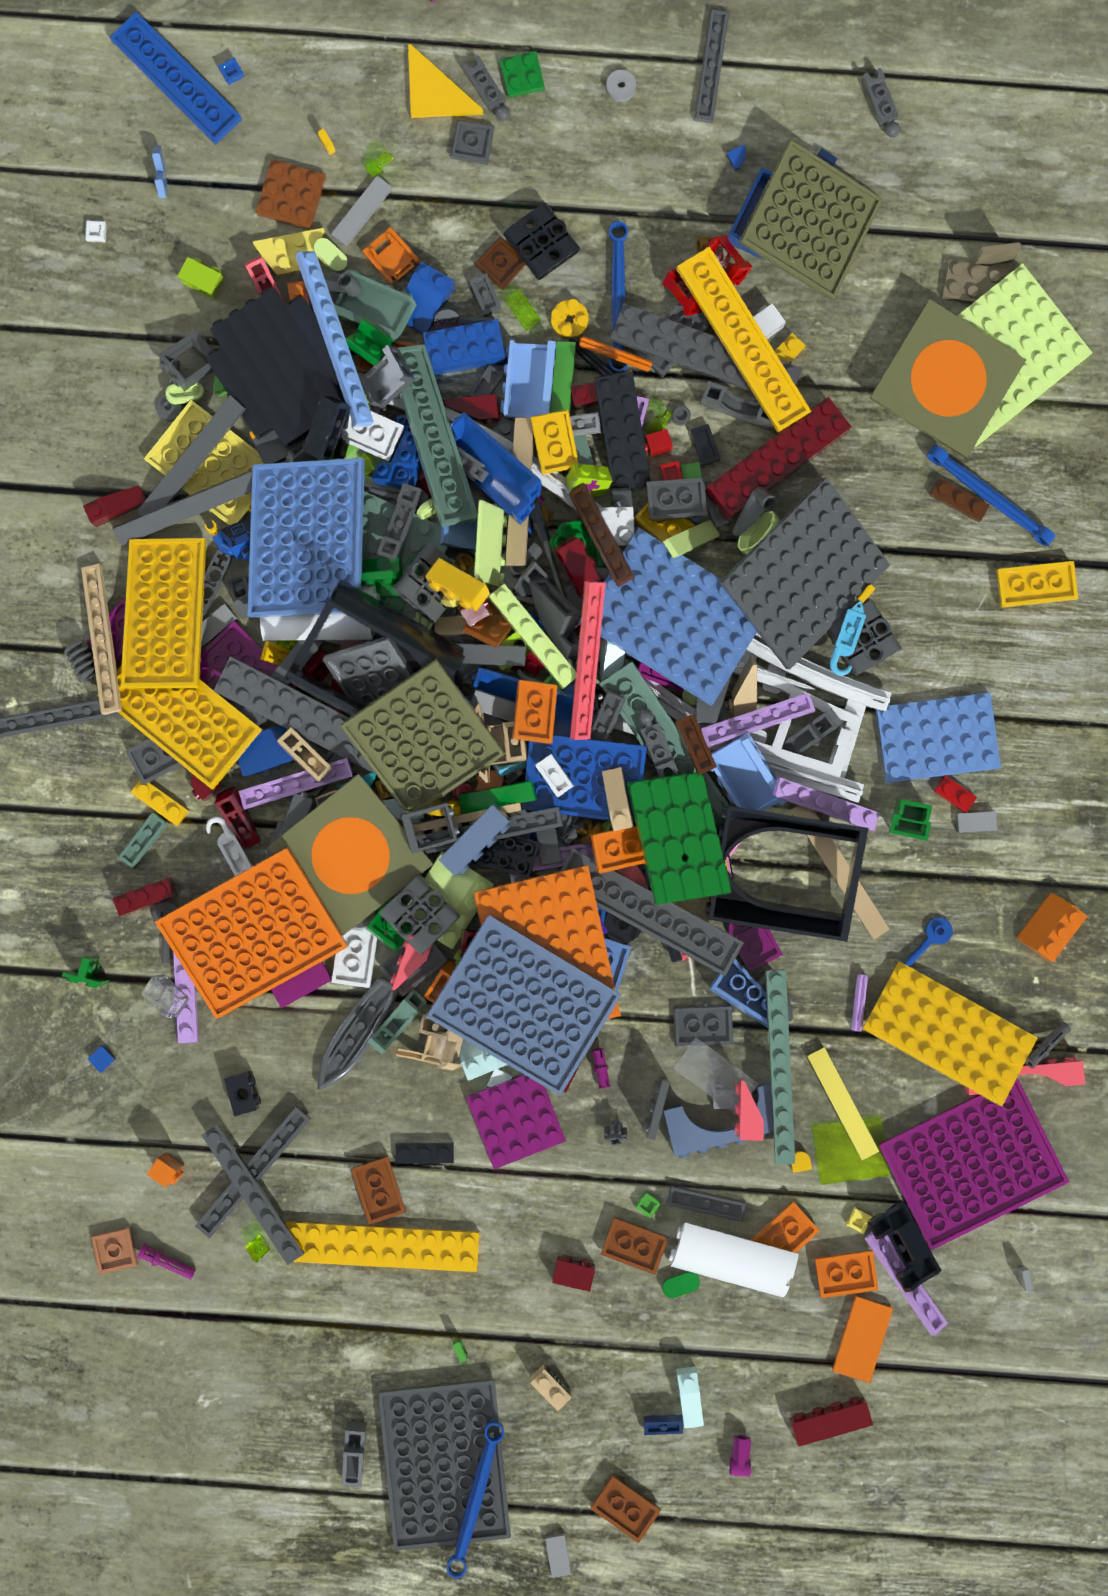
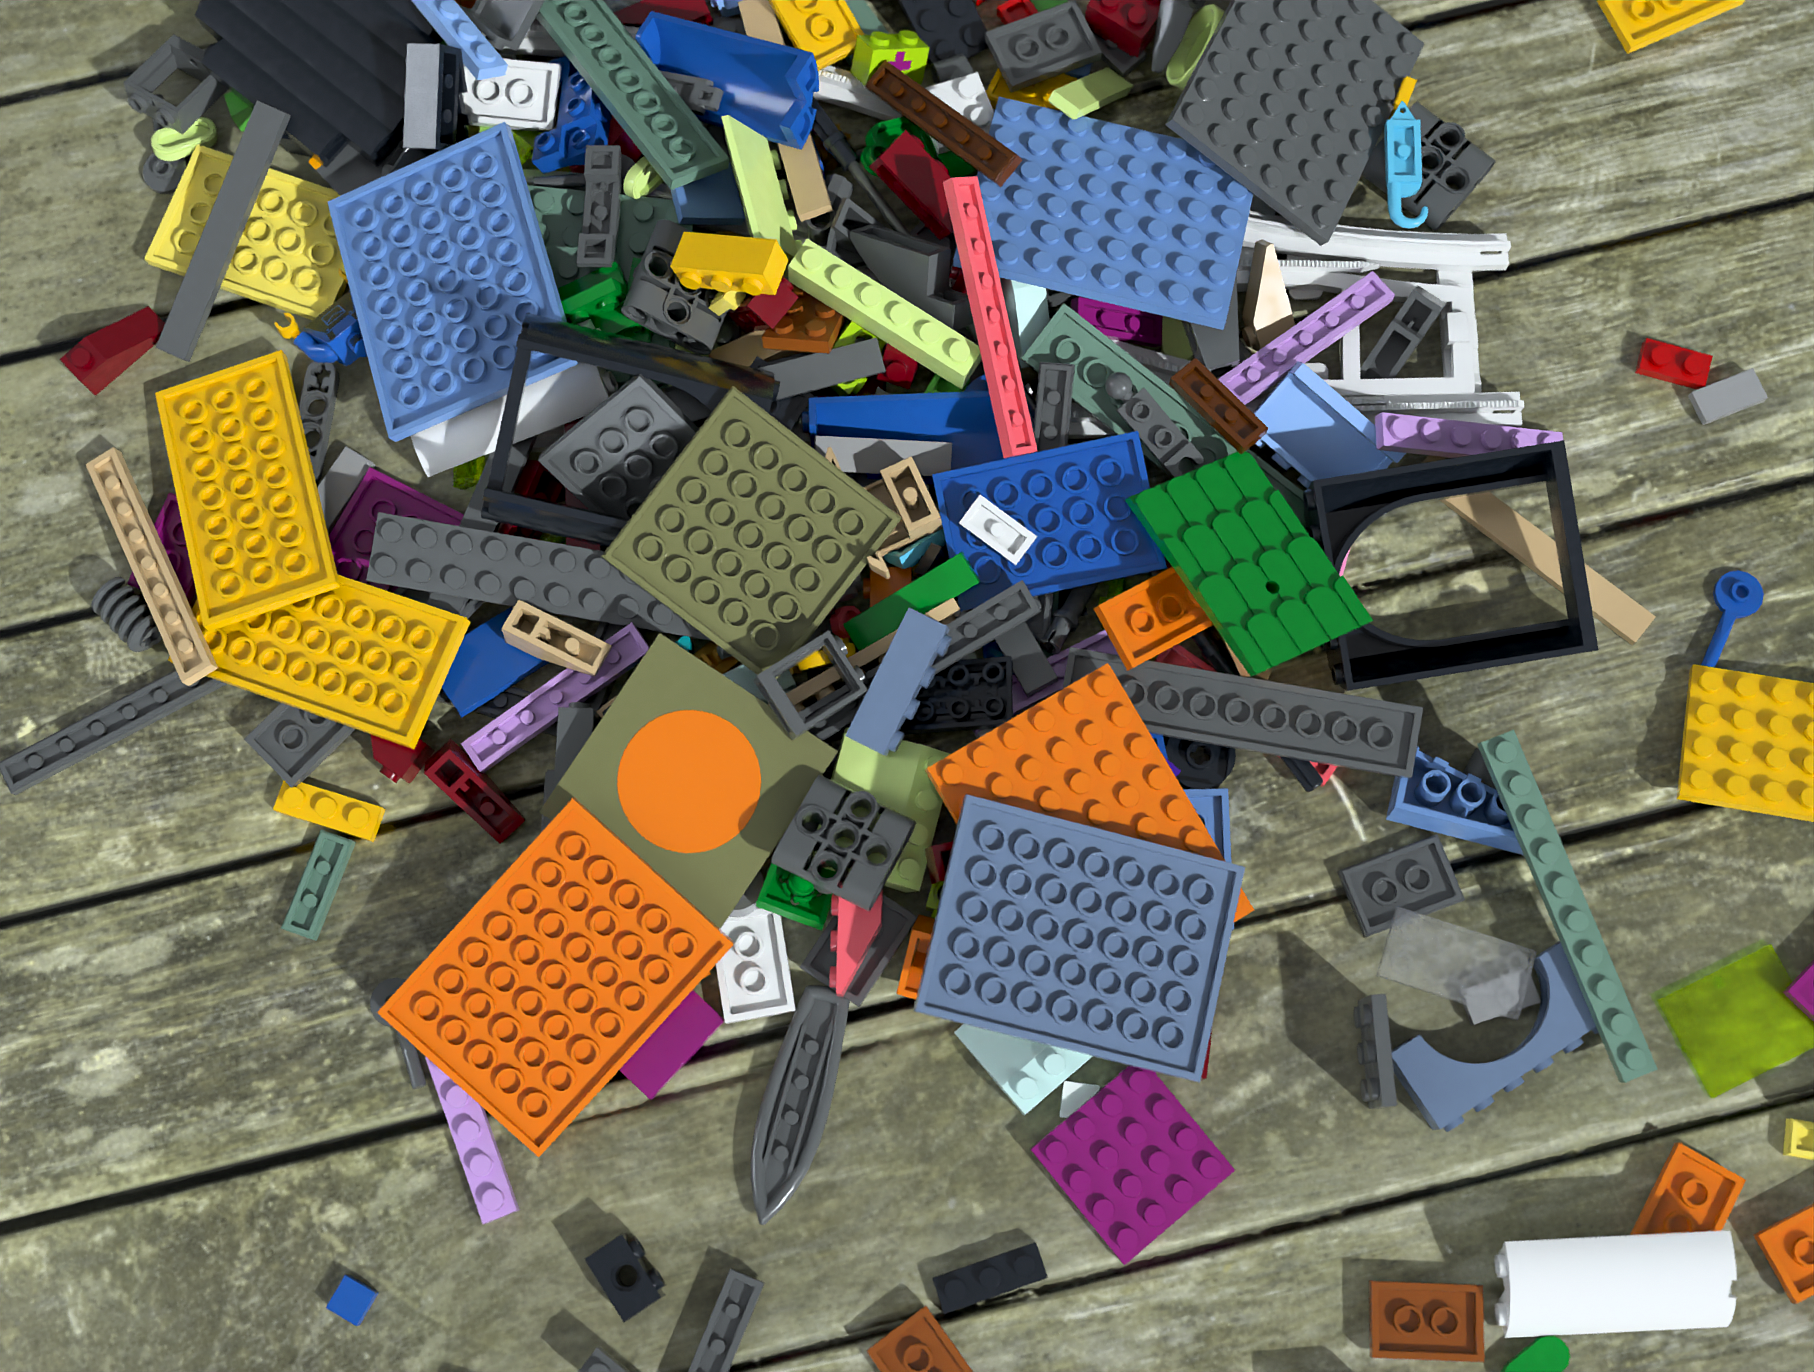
camera: 15 degrees left, 10 degrees down
(88, 968) = (281, 1144): green bracket -> none
(145, 897) = (348, 980): dark red brick -> none
(165, 996) = (434, 1144): clear piece -> none
(184, 508) = (234, 312): dark grey tile -> none
(230, 847) = (471, 841): white plate -> none
(239, 594) = (368, 420): dark grey slope -> none
(274, 653) = (452, 493): yellow plate -> none
(397, 1021) = (865, 1051): sand green arch -> none
(440, 1049) = (956, 1067): tan piece -> none
(534, 712) = (928, 434): orange plate -> none
(590, 829) = (1086, 617): pearl gold tile -> none
(601, 1068) = (1251, 1018): magenta pin -> none
(615, 1133) = (1318, 1125): dark grey gear -> none
(617, 799) = (1120, 533): tan slope -> none
(648, 1204) = (1421, 1237): bright green tile -> none
(706, 1203) = (1524, 1200): dark grey tile -> none
(750, 1122) = (1548, 1013): coral slope -> none
(758, 945) = (1447, 716): magenta tile -> none
(802, 1162) = (1668, 1070): yellow tile -> none
(842, 1103) = (1695, 941): light yellow tile -> none
(859, 1002) = (1653, 757): lavender axle -> none
(911, 820) = (1620, 421): green plate -> none
(938, 738) = (1609, 285): medium blue plate -> none

